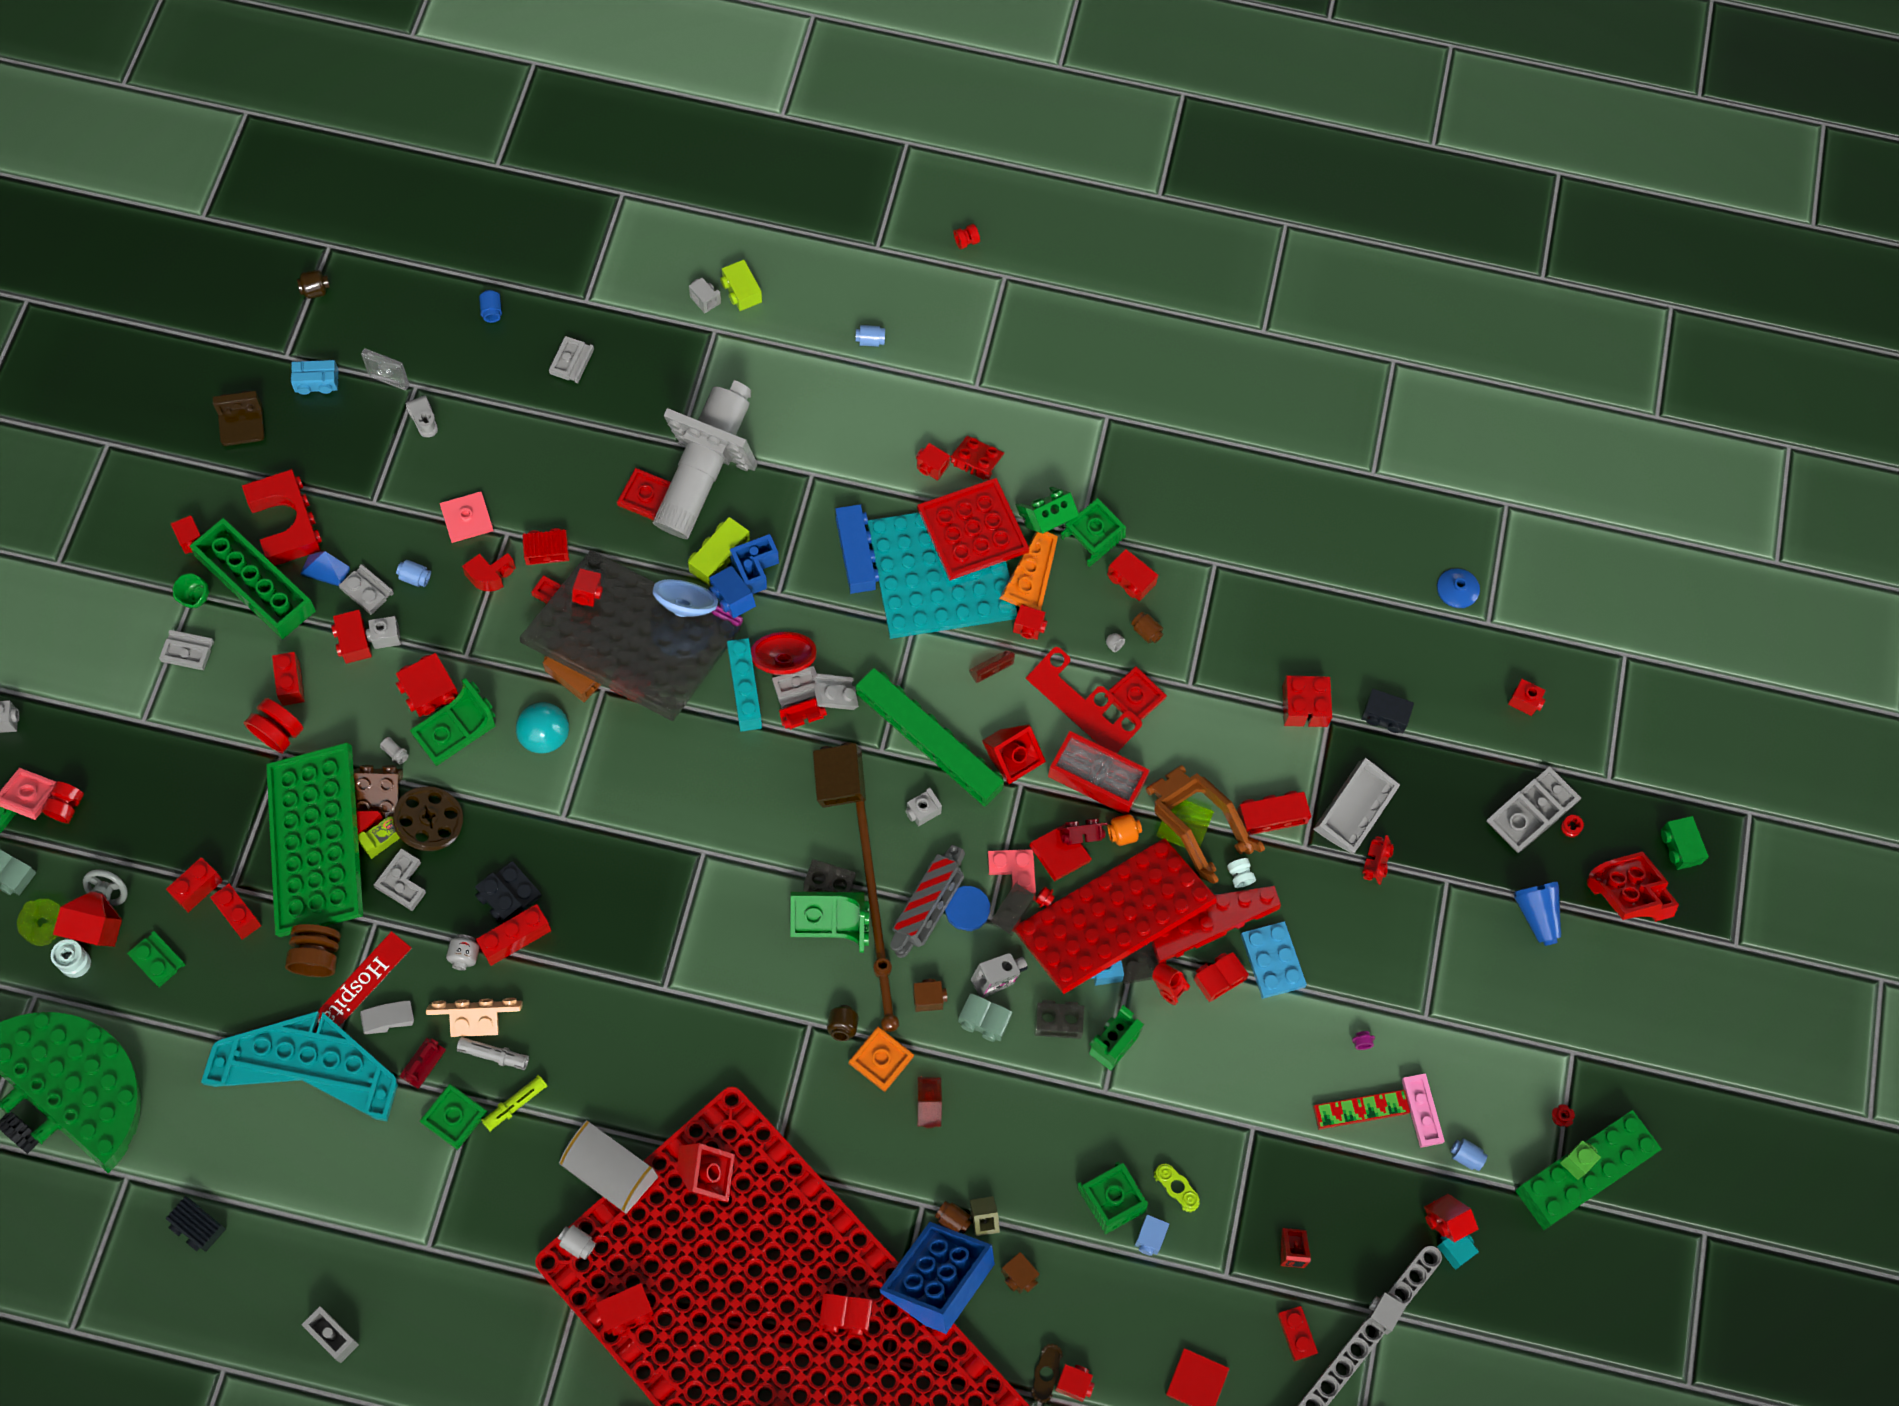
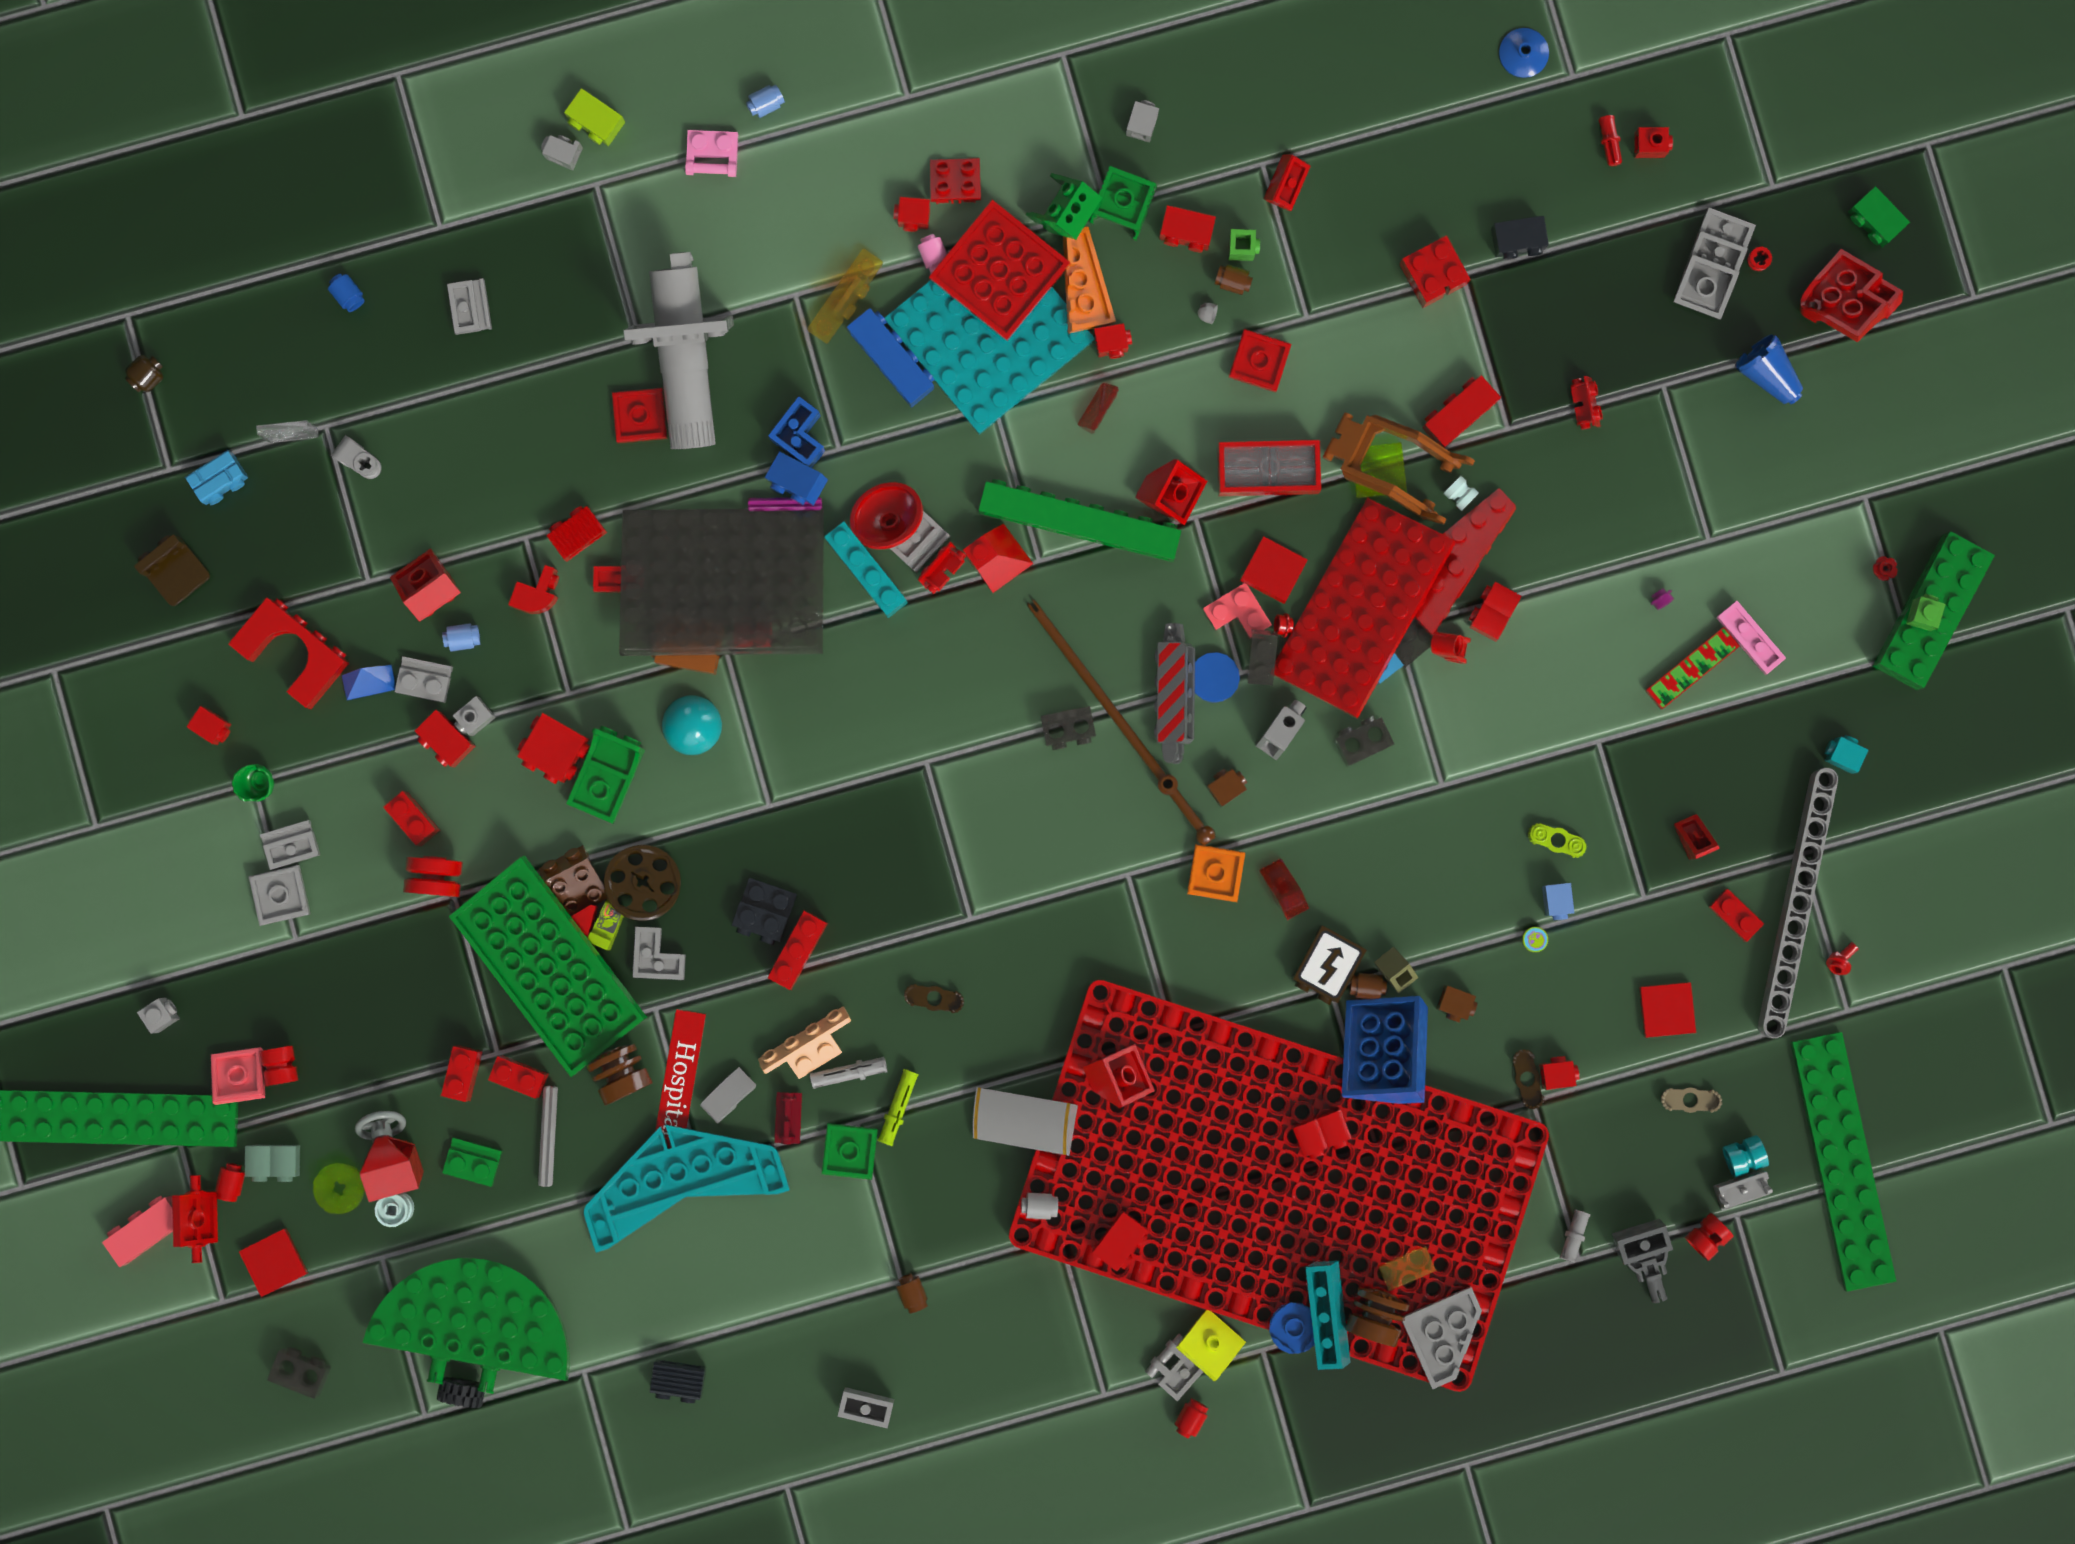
camera: 25 degrees left, 20 degrees up
(153, 681) = (279, 895): none -> light grey plate
(227, 971) = (547, 1140): none -> light grey axle
(252, 578) = (306, 735): green brick -> none
(394, 751) = (563, 832): light grey pin -> none
(411, 525) = (424, 585): none -> red slope
(429, 1261) = (911, 1293): none -> reddish brown brick
(462, 952) = (760, 994): light grey head -> none
(466, 517) = (473, 544): coral plate -> none
(586, 1024) = (950, 1002): none -> dark brown piece
(587, 588) = (652, 561): red brick -> none
(684, 597) = (756, 515): light blue dish -> none
(715, 550) = (753, 438): lime brick -> none
(813, 346) = (712, 145): none -> bright pink plate
(830, 916) = (1091, 762): bracket -> none
(835, 692) = (961, 527): light grey plate -> none
(839, 775) = (1015, 612): dark brown brick -> none
(842, 1023) = (1160, 859): dark brown head -> none
(847, 492) = (845, 296): none -> clear yellow bracket
(850, 724) = (997, 557): none -> red slope
(920, 815) = (1115, 589): light grey brick -> none
(930, 491) = (932, 251): none -> bright pink brick
(930, 1182) = (1328, 965): none -> panel
(985, 1018) = (1292, 779): sand green brick -> none
(1073, 831) = (1276, 541): dark red hinge -> none
(1081, 711) = (1212, 407): red piece -> none
(1109, 1051) = (1436, 730): green piece -> none
(1113, 1198) = (1506, 886): green piece -> none
(1115, 1258) = (1535, 939): none -> tile
(1124, 830) = (1324, 512): orange head -> none
(1140, 486) = (1142, 120): none -> light grey brick
(1168, 606) = (1243, 245): none -> bright green brick
(1227, 584) = (1287, 182): none -> red slope
(1273, 960) = (1535, 564): dark azure plate -> none
(1357, 806) = (1538, 357): light grey slope -> none
(1385, 1312) = (1811, 857): light grey brick -> none
(1450, 1218) = (1828, 733): red brick -> none
(1468, 1154) = (1814, 657): medium blue brick -> none
(1495, 680) = (1610, 140): none -> red axle

